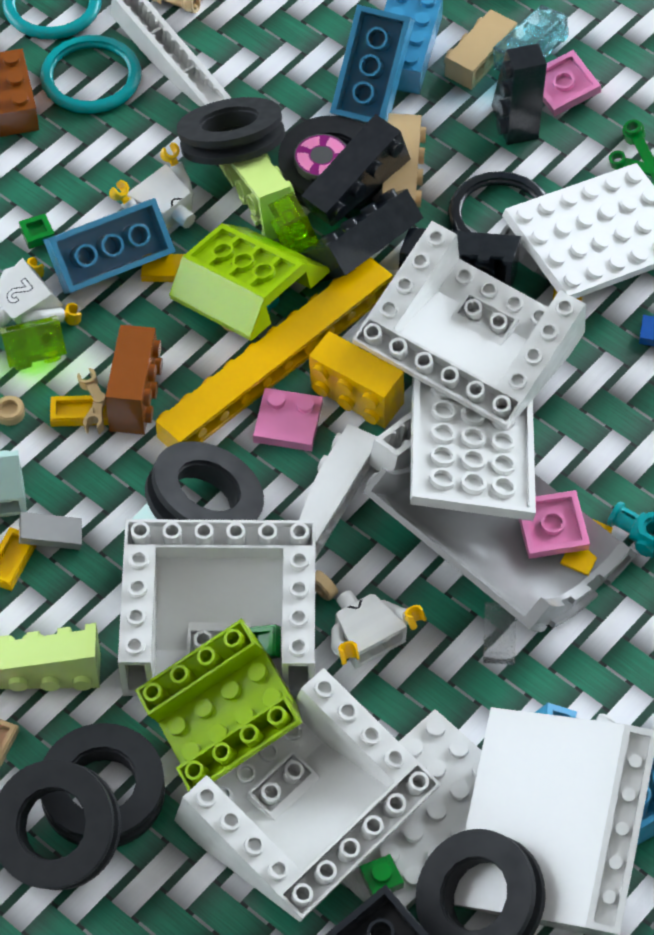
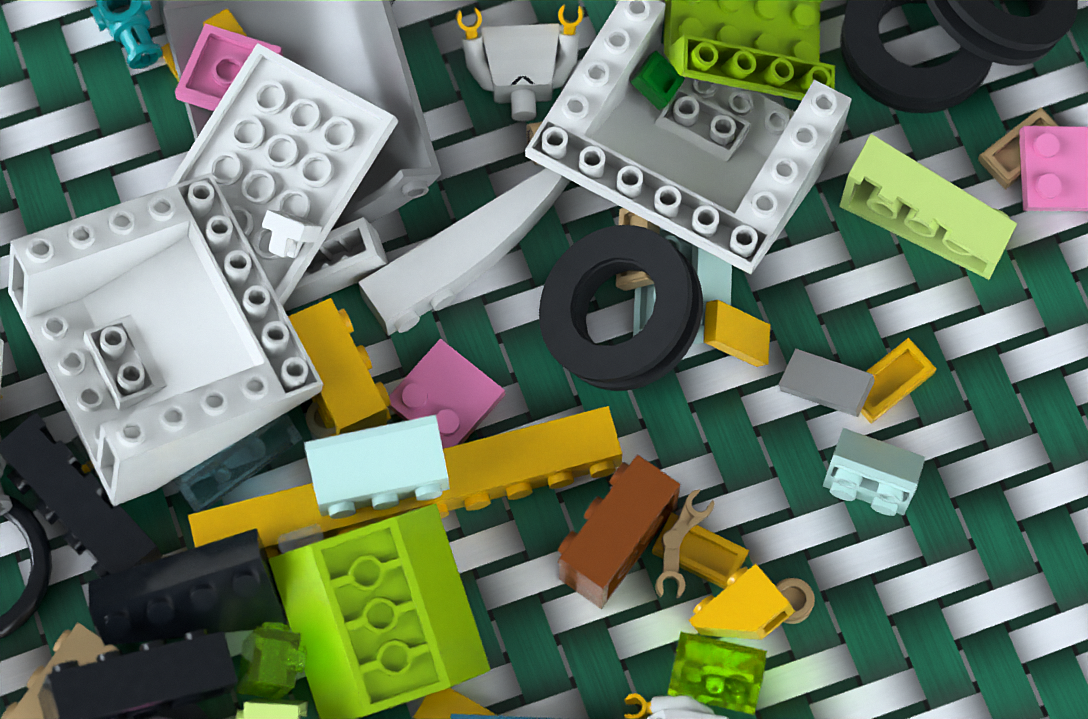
camera: 150 degrees left, 15 degrees up
(33, 380) = (745, 609): none -> yellow slope
(112, 529) = (736, 333): none -> yellow tile
(295, 331) = (378, 467): none -> light aqua slope
(315, 282) = (300, 538): none -> clear tile
(430, 405) = (289, 232): none -> white tile

